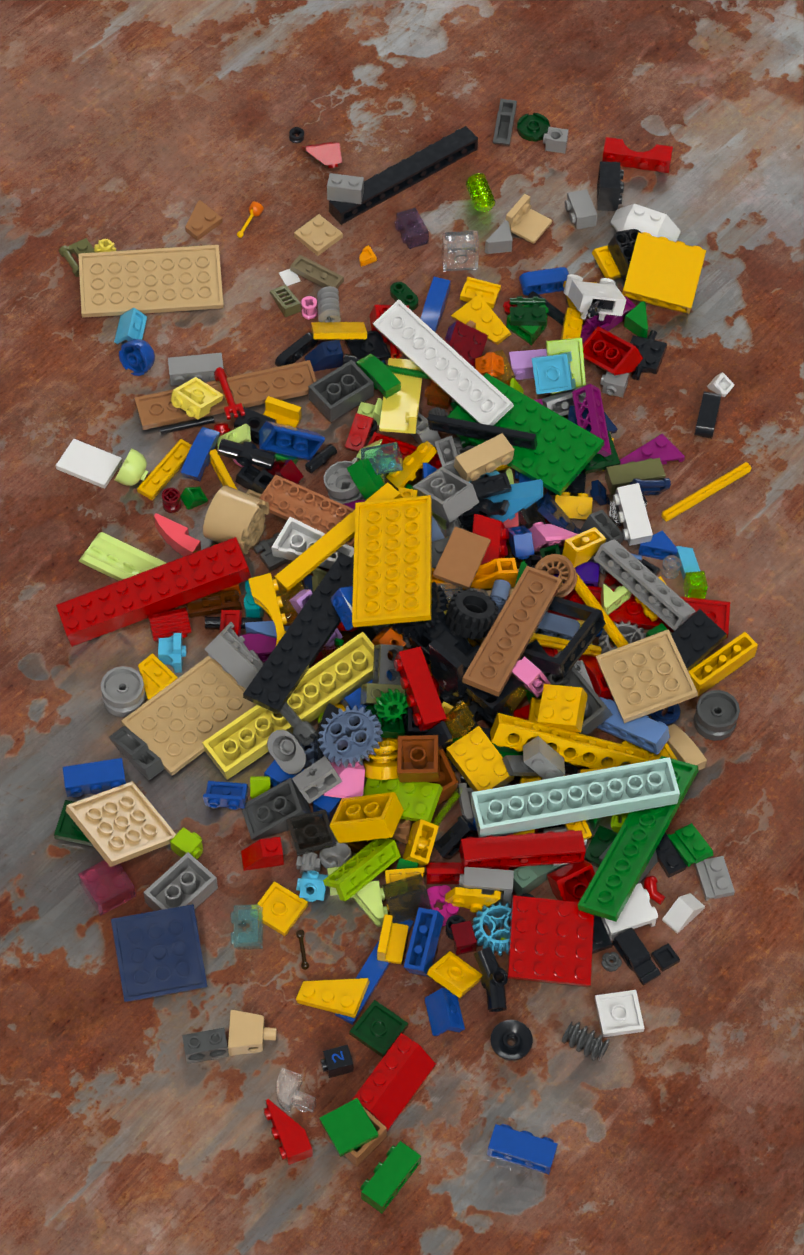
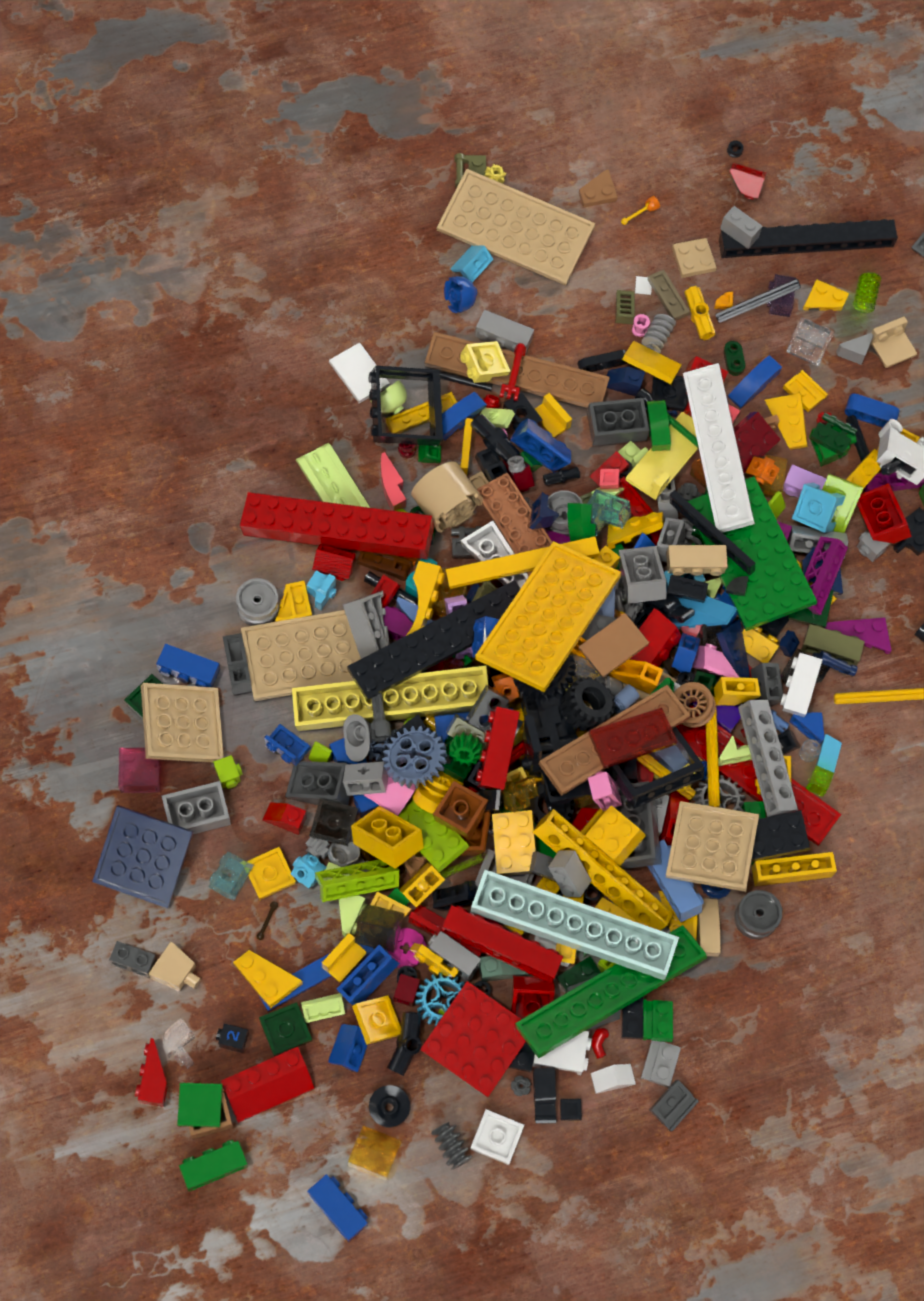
camera: 25 degrees right, 10 degrees up
(173, 448) = (434, 400): none -> black window
(279, 463) = (516, 464): none -> light grey bush
(328, 490) = (541, 514): none -> dark blue slope
(352, 274) = (702, 321): none -> yellow piece
(365, 437) = (609, 478): none -> coral plate
(396, 239) = (758, 300): none -> axle
(400, 992) = (323, 1008): none -> yellowish green plate
(448, 213) = (825, 297): none -> yellow wing
(524, 1087) = (374, 1153): none -> clear yellow slope
(527, 619) = (632, 737): none -> clear red tile
(532, 462) = (738, 586): none -> pearl dark grey tile
(748, 904) = (673, 1105): none -> dark grey plate

